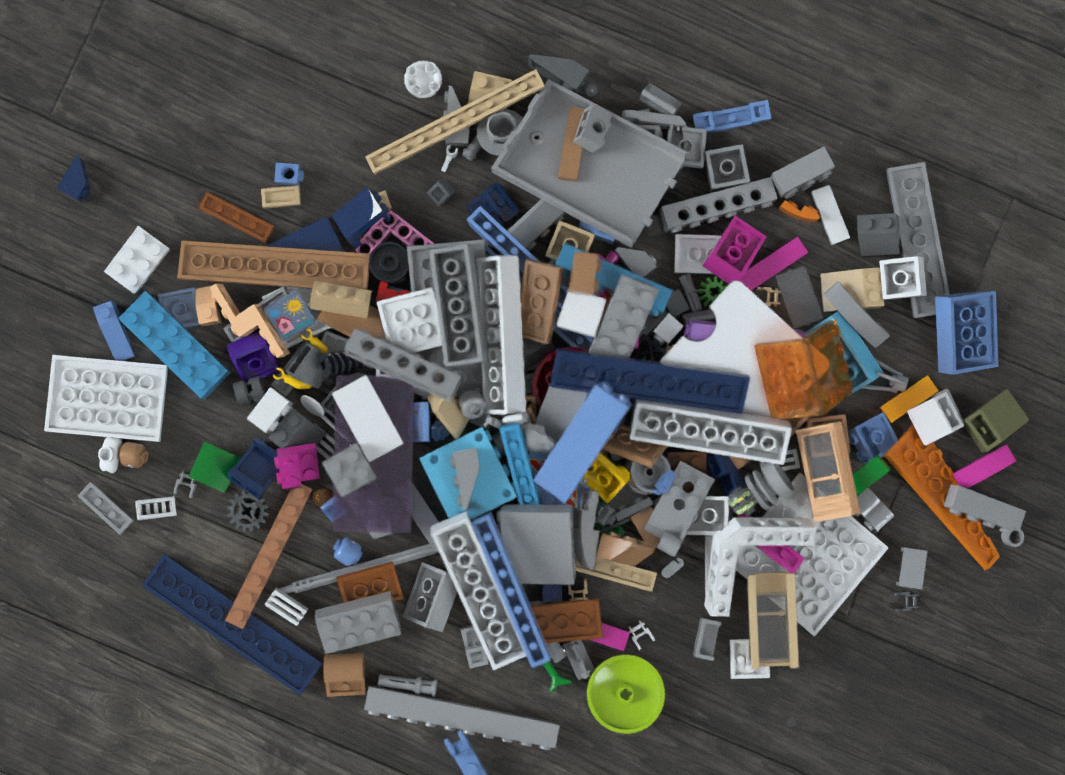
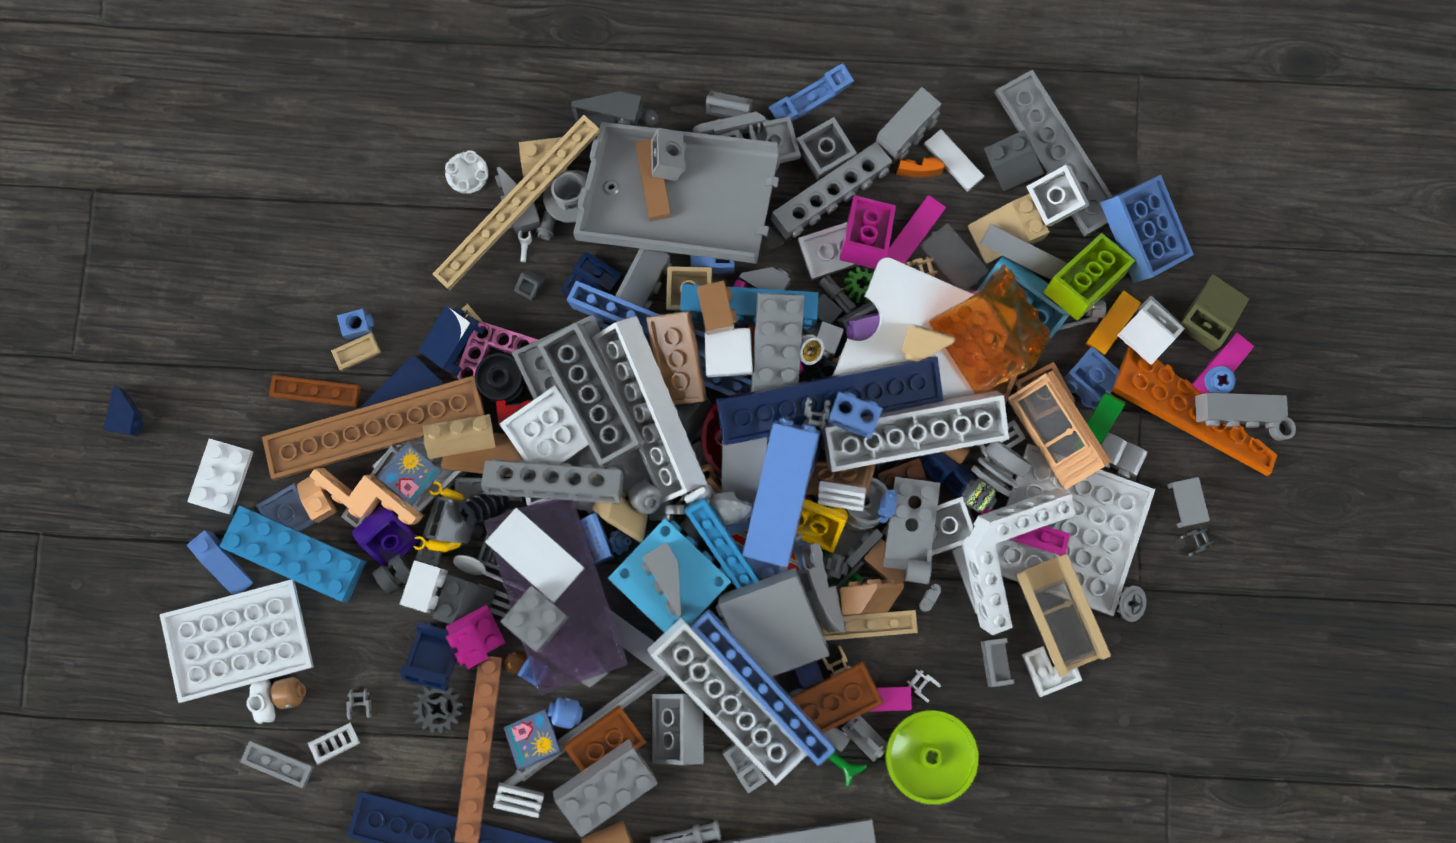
camera: 20 degrees left, 5 degrees down
(213, 467) = (381, 673): green slope -> none
(313, 563) = (532, 740): none -> sand blue tile
(630, 461) = (841, 499): none -> white tile
(640, 391) = (823, 415): none -> light grey piece
(646, 337) = (813, 355): none -> piece
(660, 405) = (853, 420): none -> medium blue brick
(743, 363) = (923, 342): none -> tan slope
(833, 639) = (1135, 611): none -> light grey gear
(901, 355) = (1089, 276): none -> lime brick
(968, 477) = (1211, 380): none -> medium blue piece

